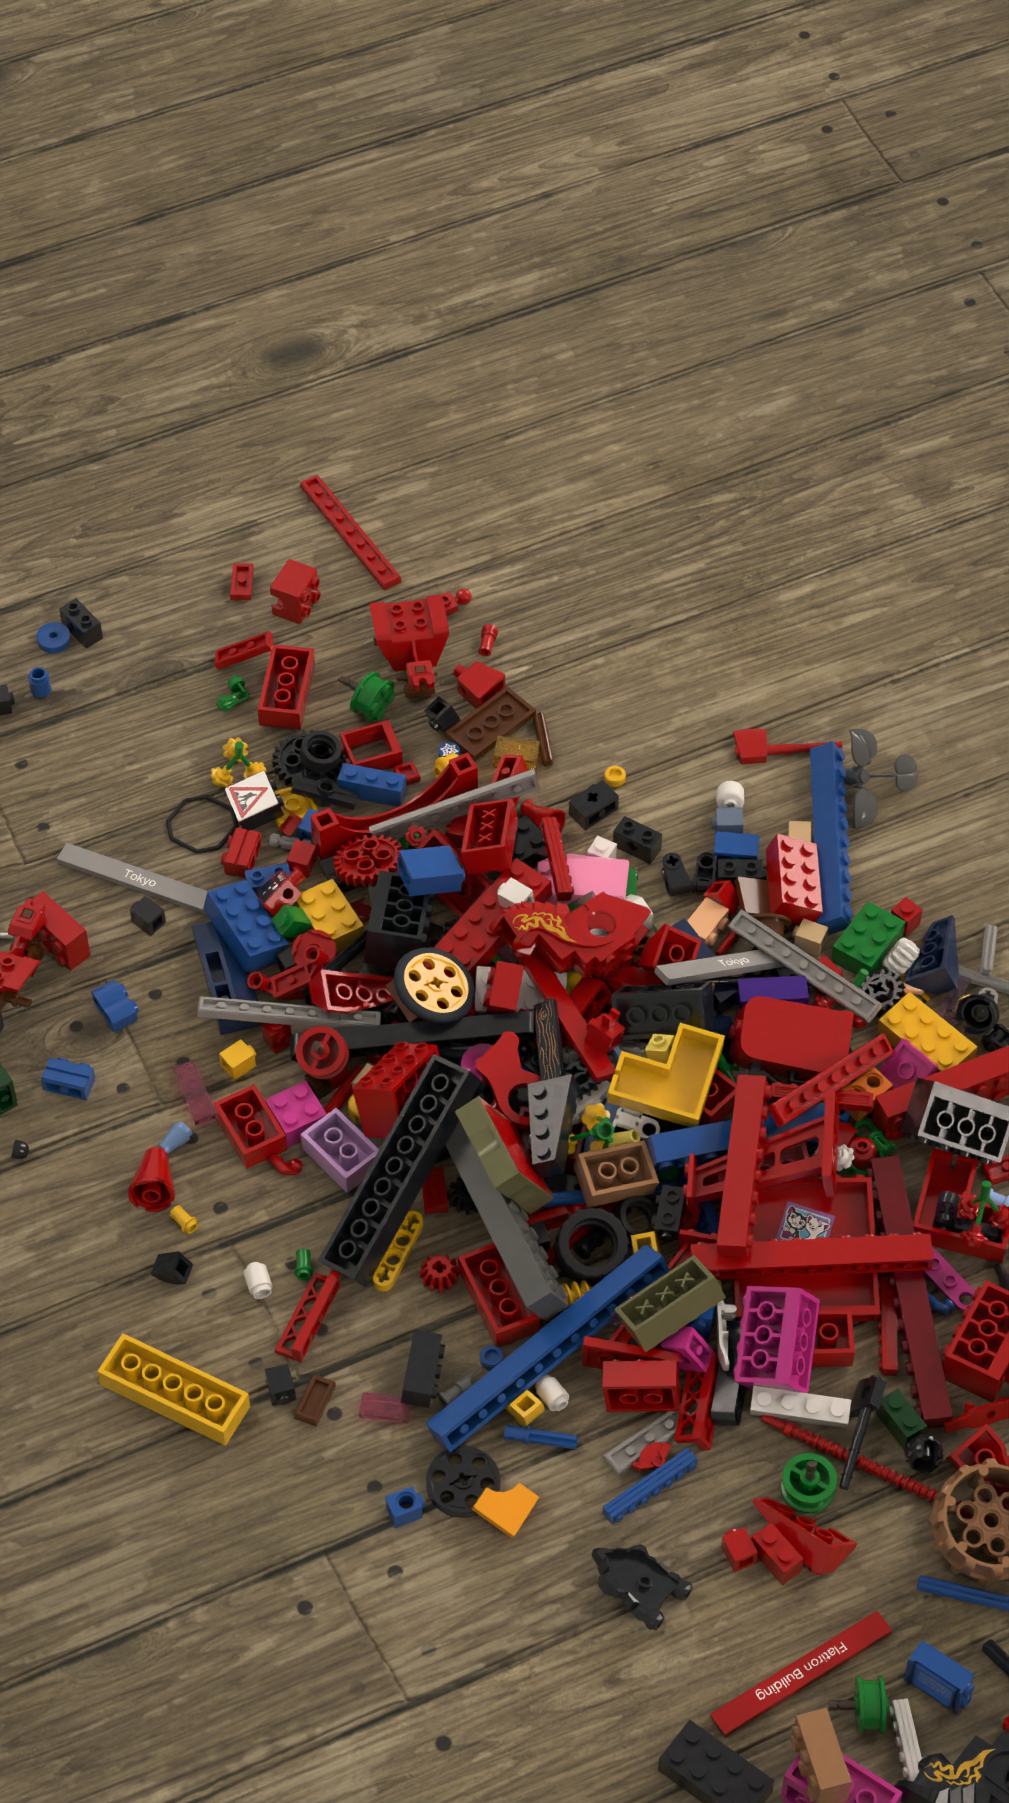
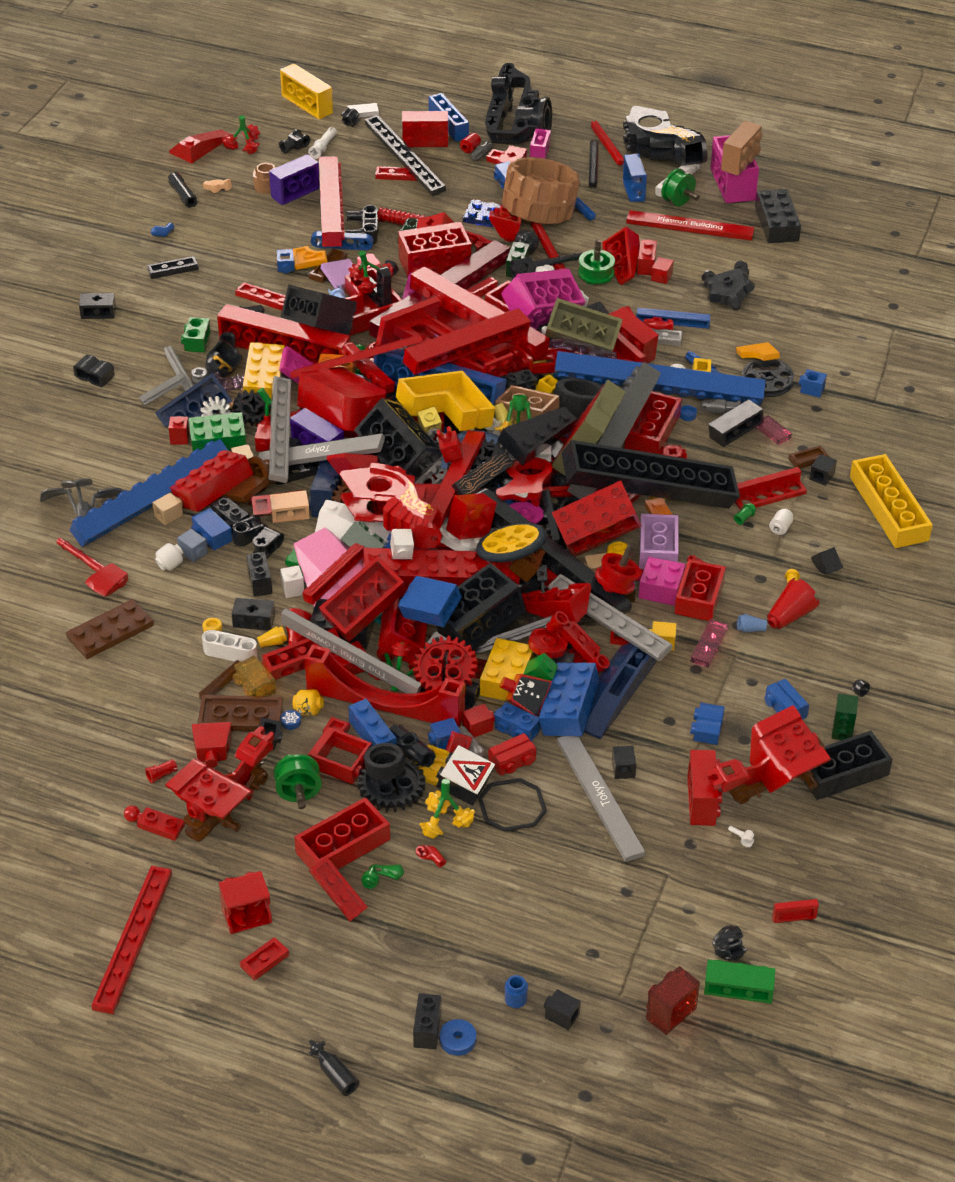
camera: 135 degrees left, 10 degrees down
(110, 556) = (334, 1069): none -> black wheel
(215, 738) = (430, 853): none -> red arm
(552, 798) = (273, 637): none -> yellow cone
(572, 764) = (228, 646): none -> white beam
(688, 711) = (109, 629): none -> reddish brown plate

